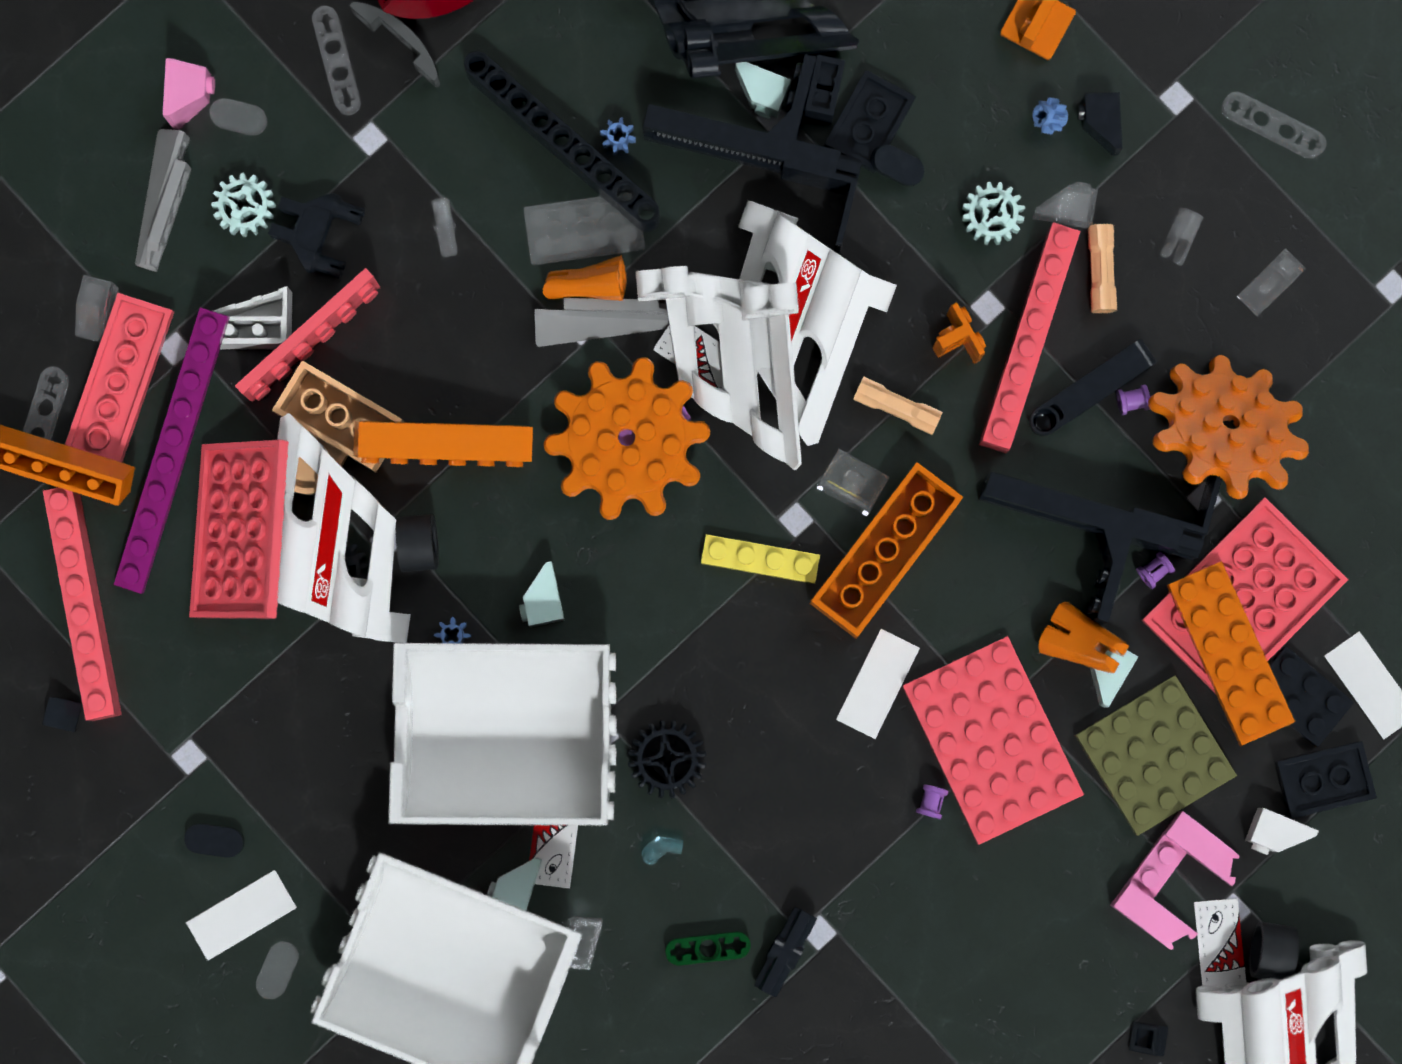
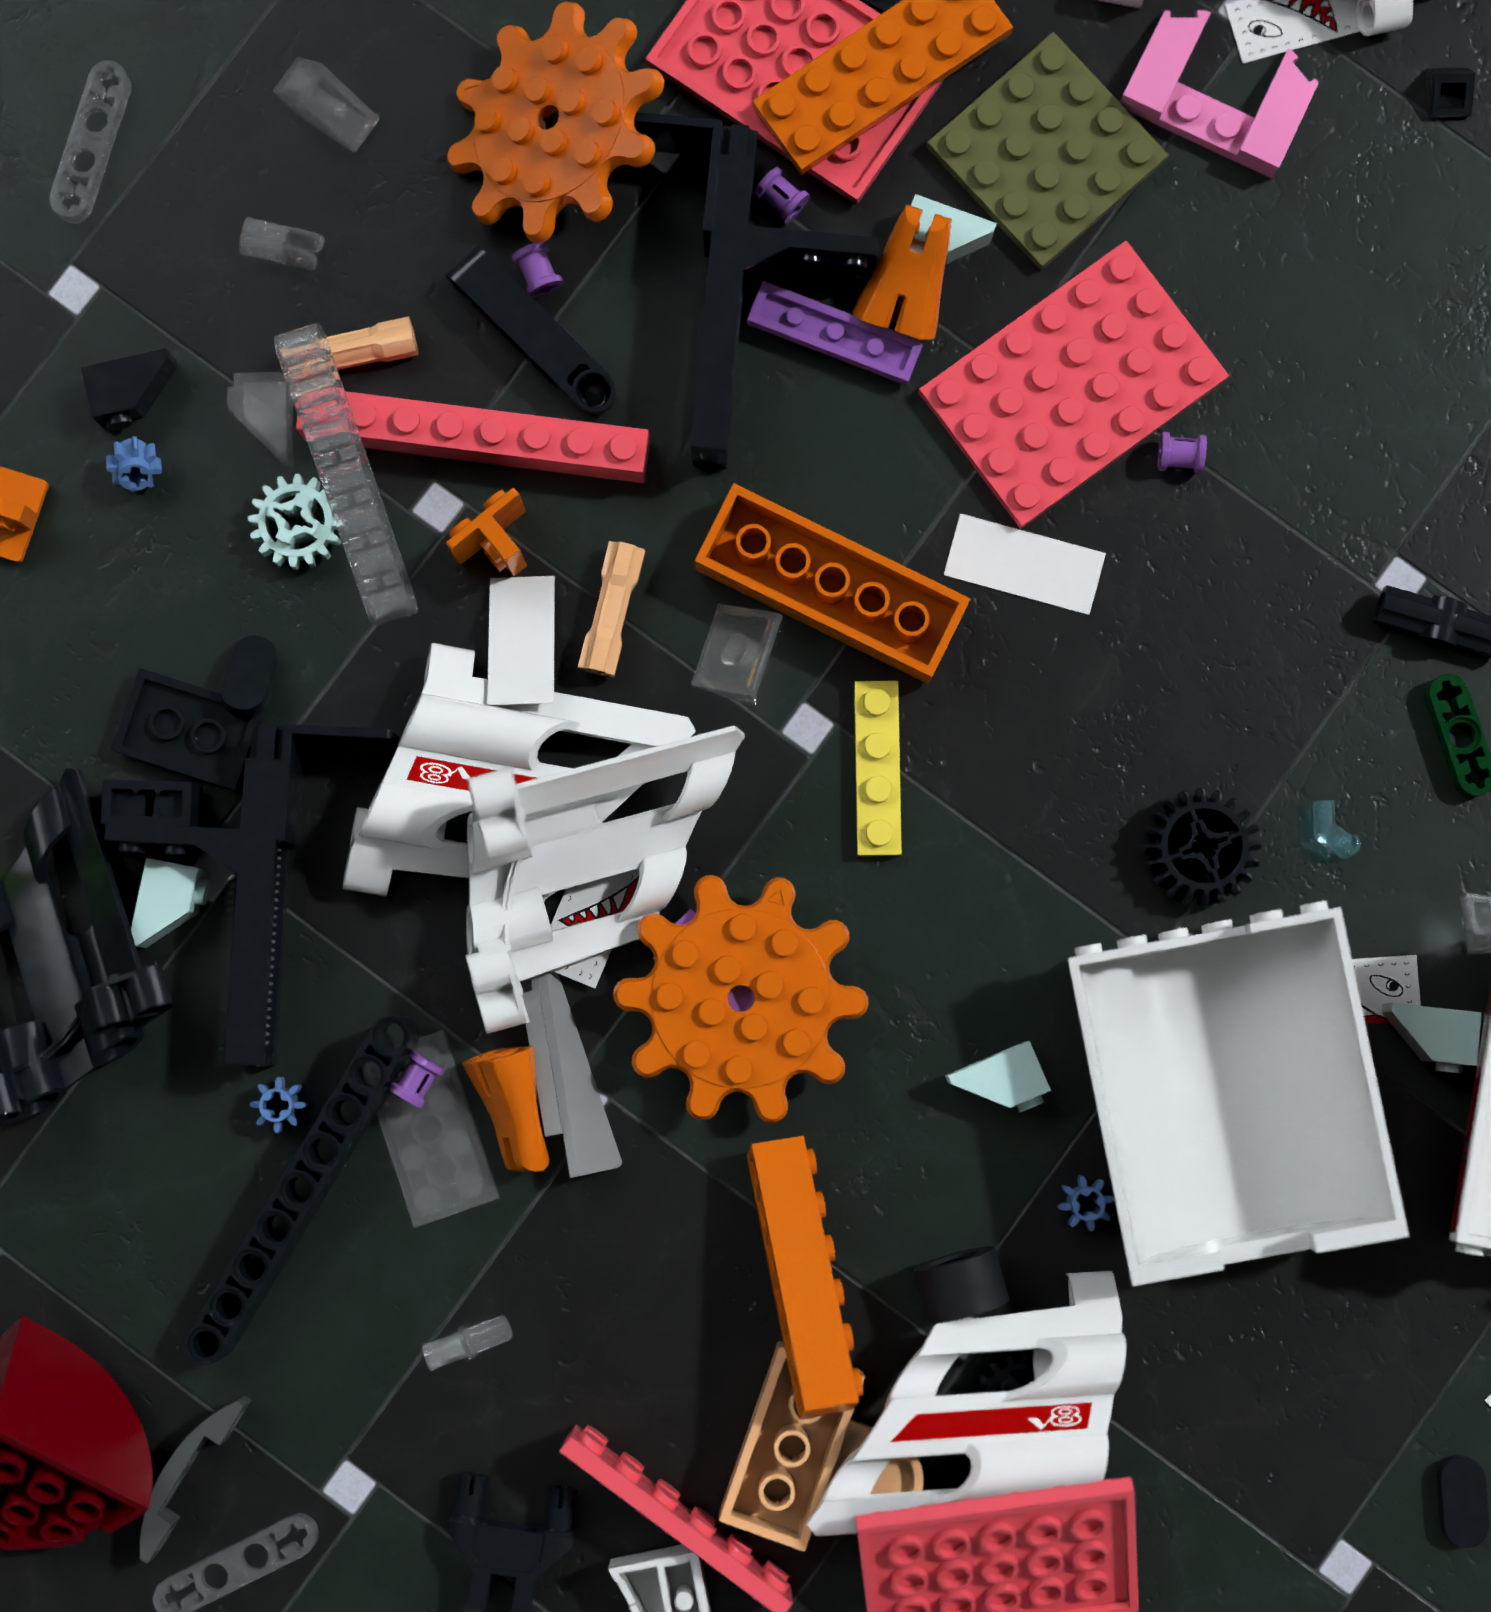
camera: 100 degrees left, 0 degrees up
(616, 224) = (416, 1079): none -> medium lavender bush
(887, 342) = (521, 640): none -> white sticker
(1015, 248) = (345, 473): none -> clear beam
(1055, 586) = (834, 333): none -> medium lavender plate

